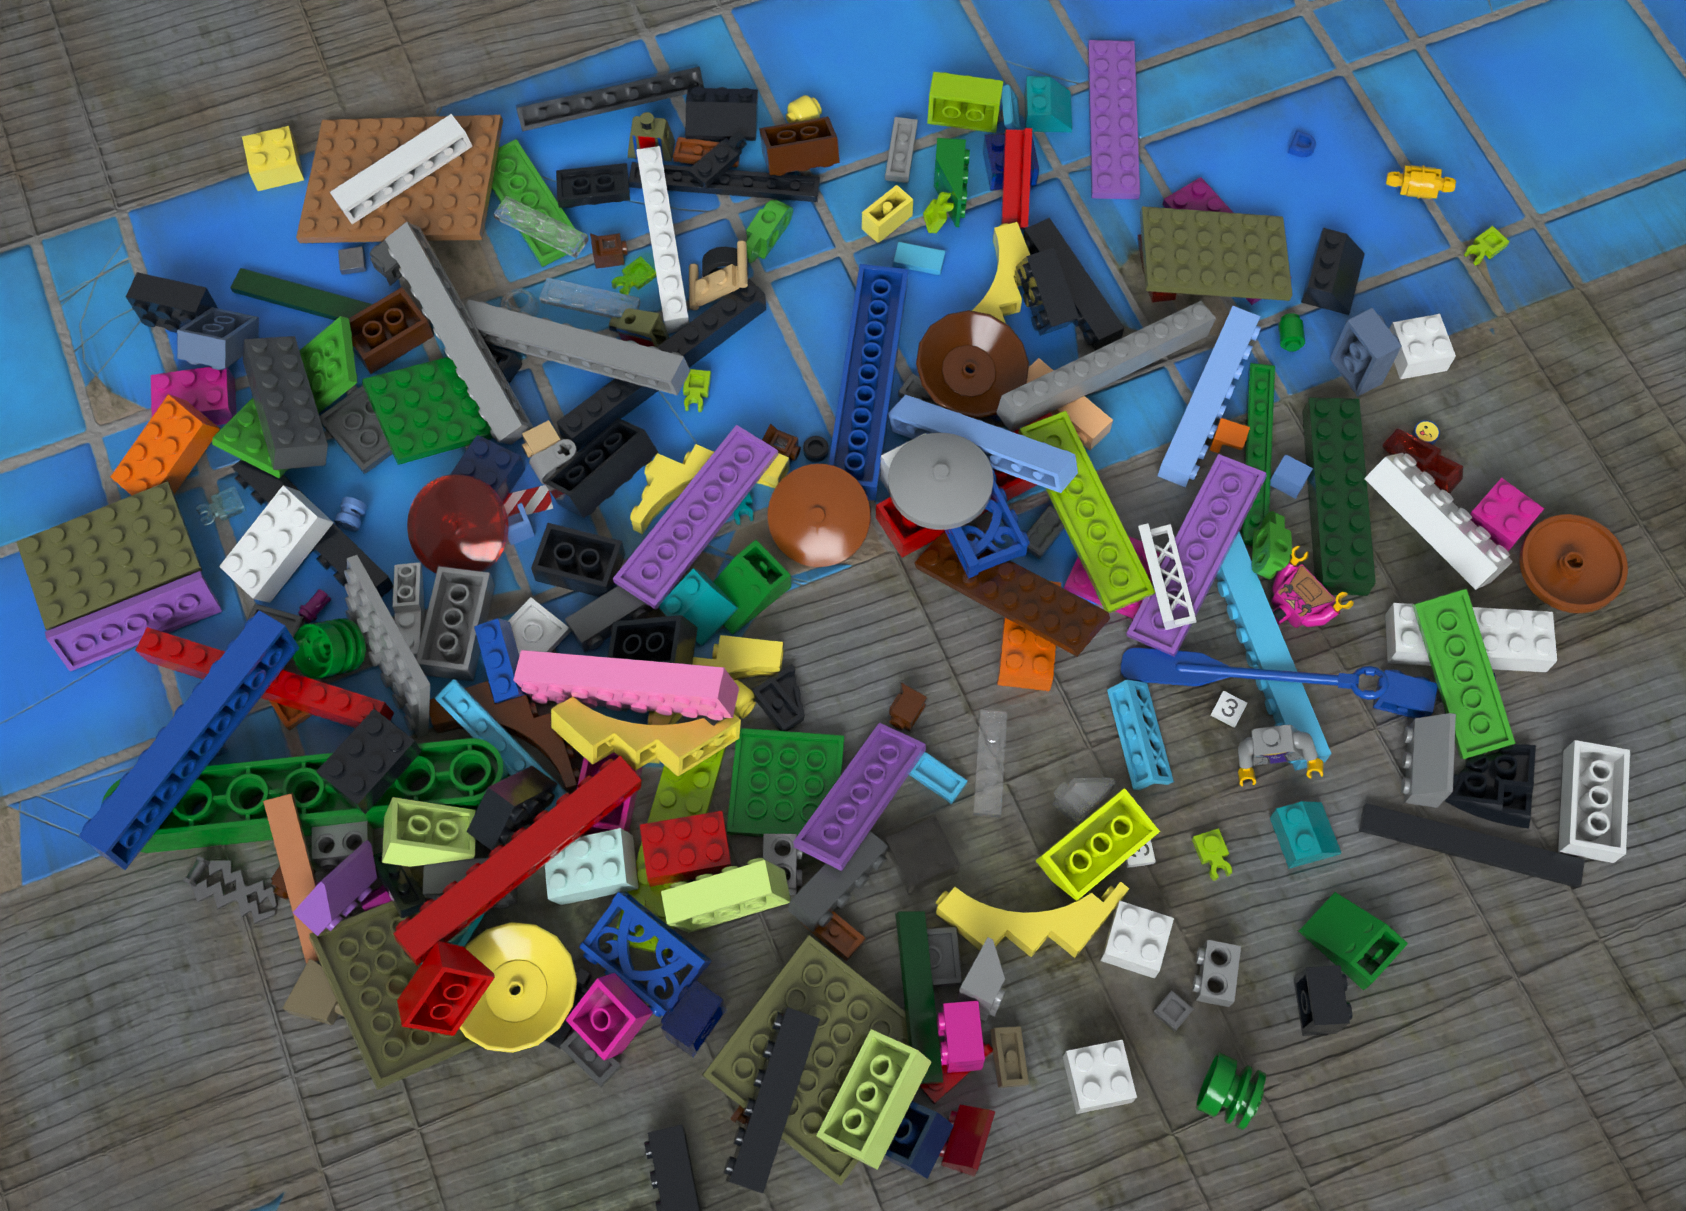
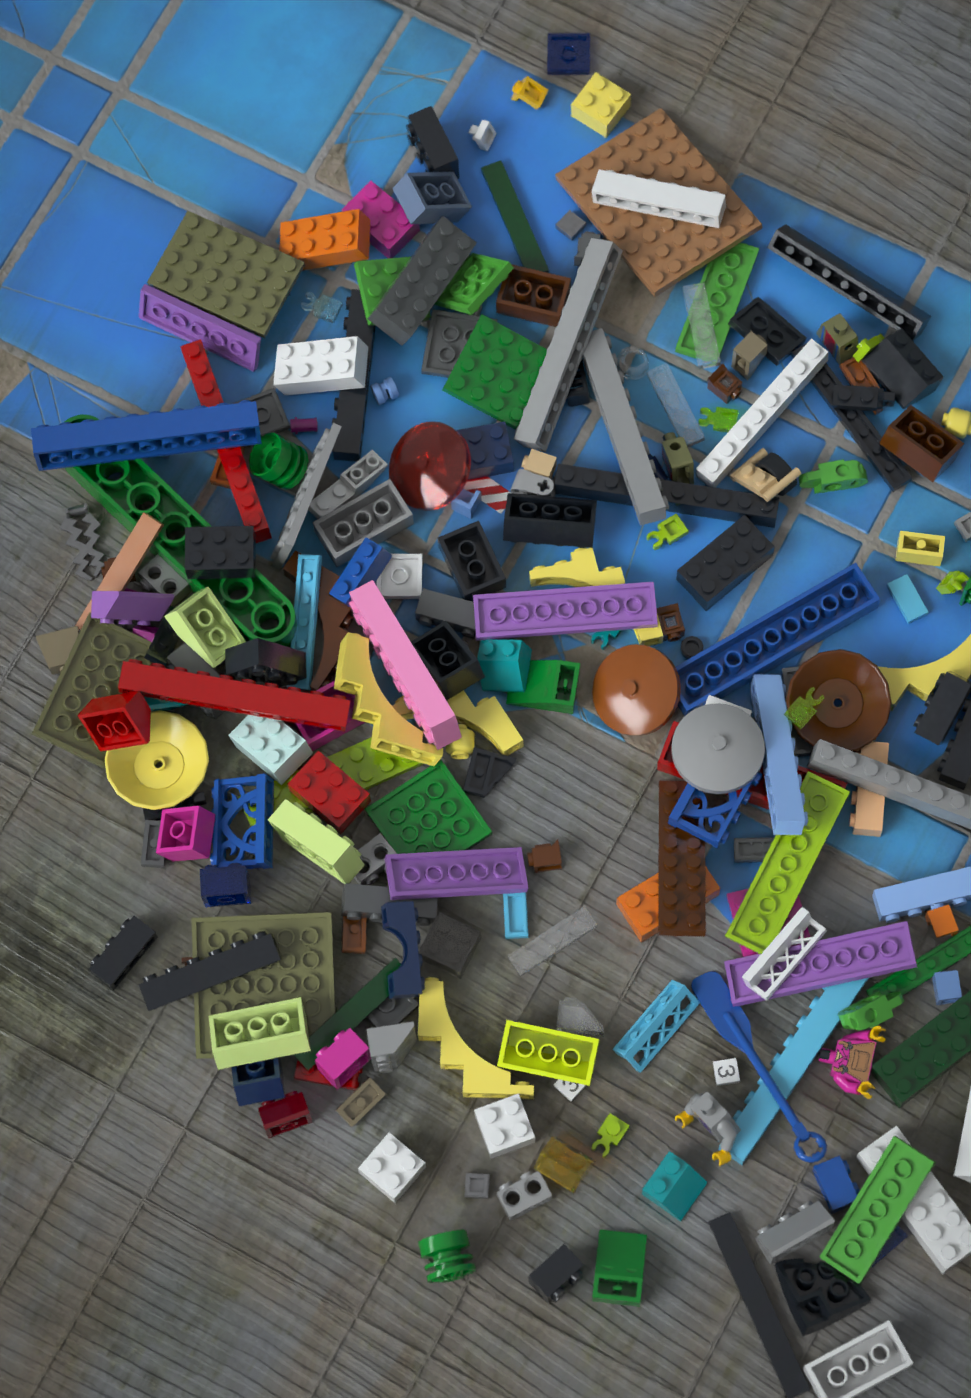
camera: 55 degrees right, 5 degrees up
(203, 151) = (568, 54): none -> clear blue tile
(203, 264) = (483, 134): none -> white tile
(204, 201) = (529, 92): none -> yellow bracket
(602, 209) = (749, 354): none -> dark tan slope
(678, 124) = (867, 346): none -> lime plate
(765, 365) = (725, 562): none -> black brick
(872, 877) = (401, 921): none -> dark blue arch
(958, 394) = (802, 710): none -> clear neon green plate
(1218, 911) = (564, 1163): none -> clear yellow slope

